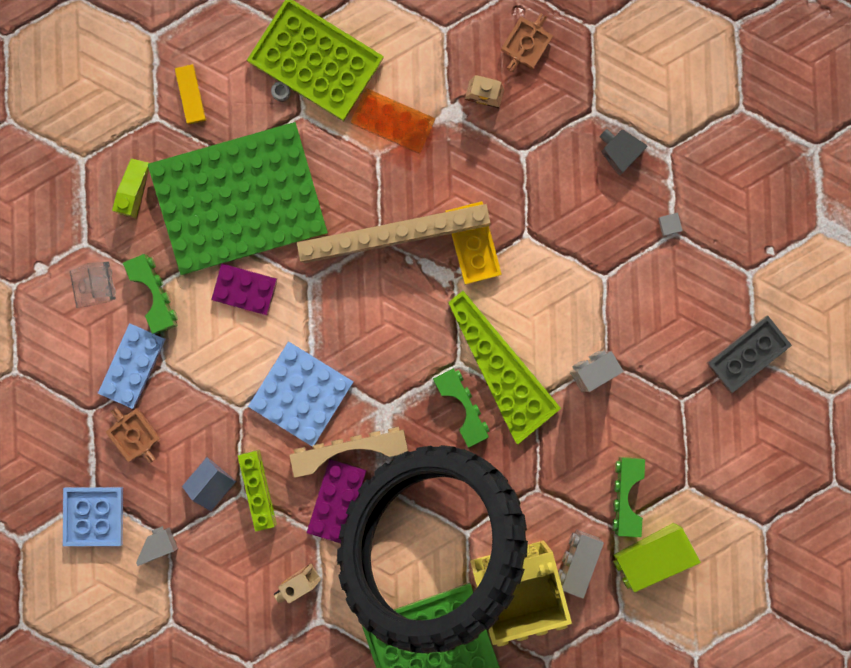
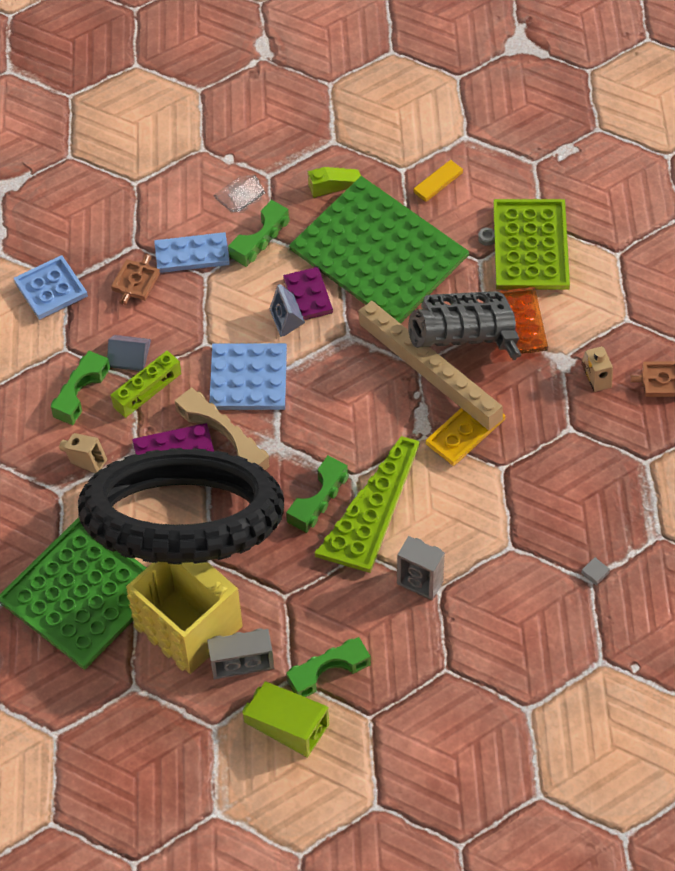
camera: 65 degrees right, 30 degrees down
(157, 545) = (53, 340): light grey slope -> none
(235, 570) = (91, 369): none -> bright green arch
(256, 322) = (285, 311): none -> sand blue slope
(381, 179) = (465, 321): none -> dark grey piece
(621, 149) = (629, 495): dark grey torso -> none
(749, 354) = (527, 697): dark grey plate -> none

